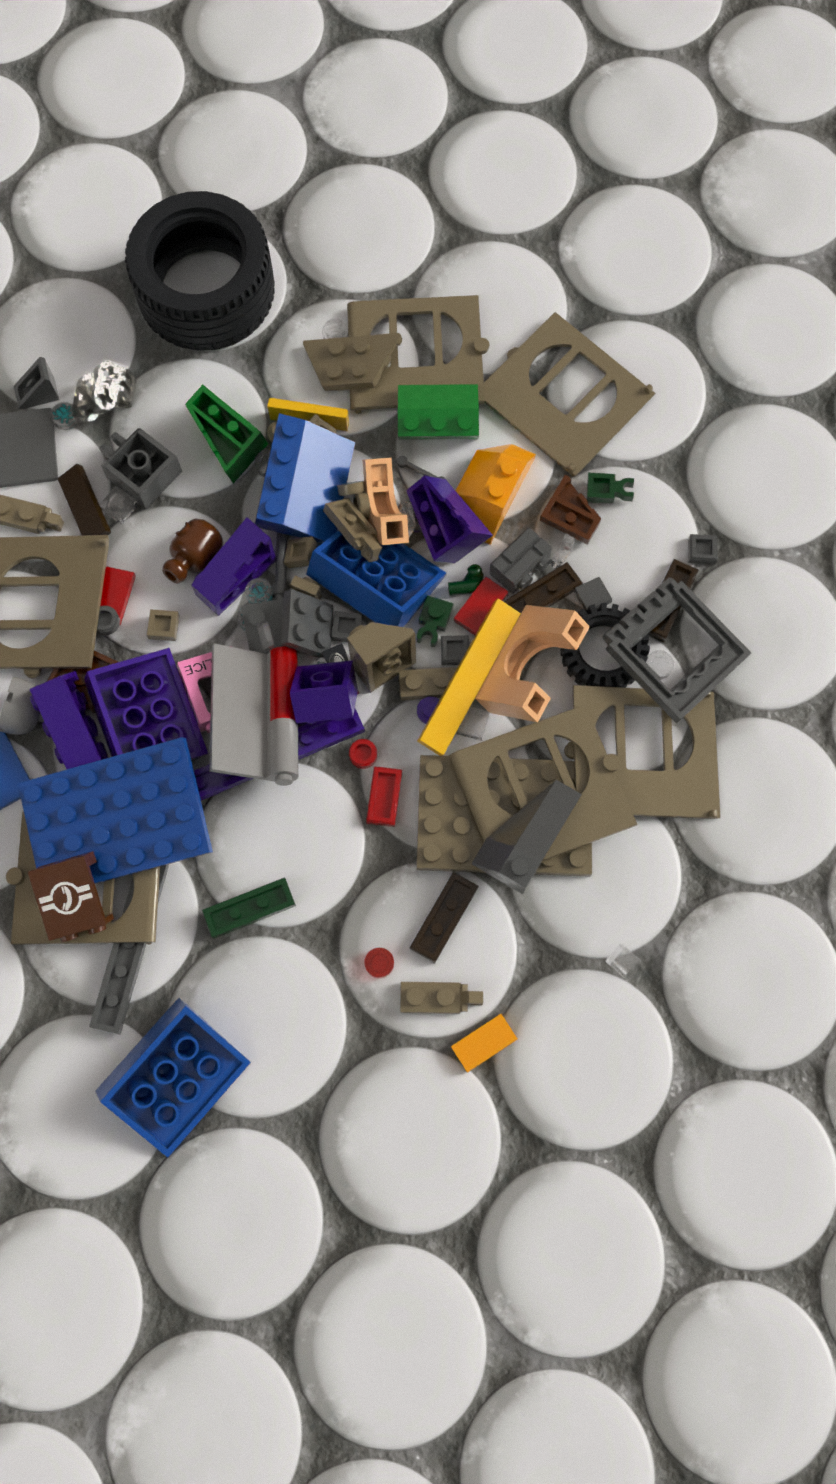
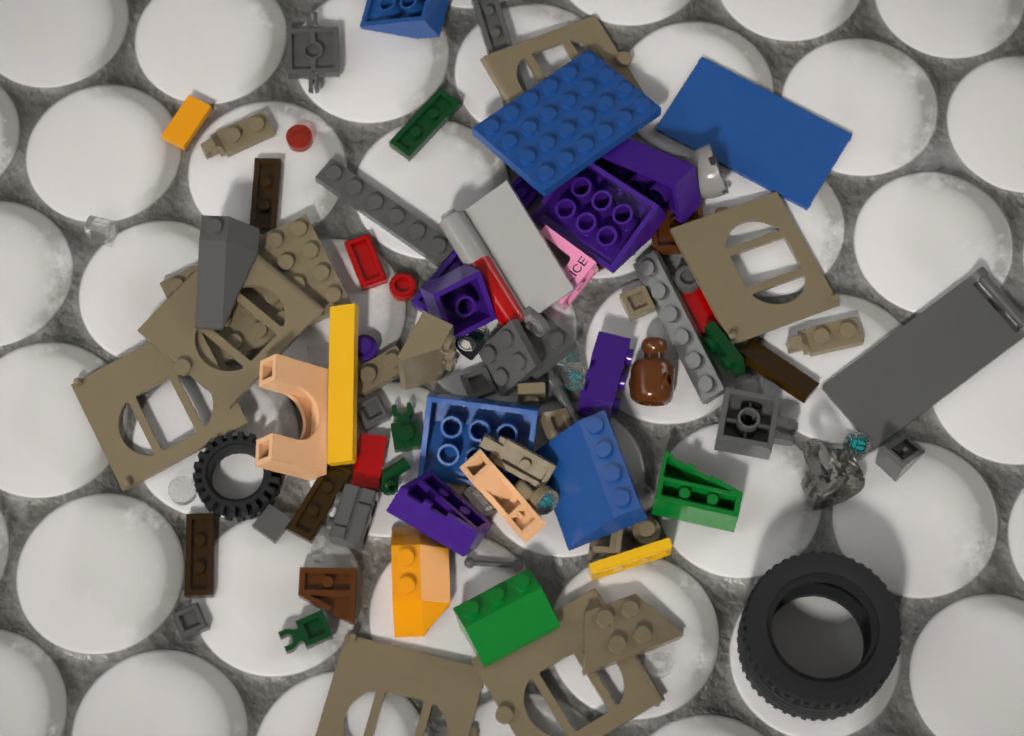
camera: 150 degrees right, 5 degrees down
(68, 897) = (565, 47): reddish brown panel -> none
(117, 528) = (728, 355): none -> dark green plate
(140, 582) = (680, 327): none -> dark grey plate
(315, 1053) = (313, 52): none -> dark grey plate
(339, 838) = (385, 212): none -> dark grey plate
(698, 681) = (136, 487): dark grey hinge -> none

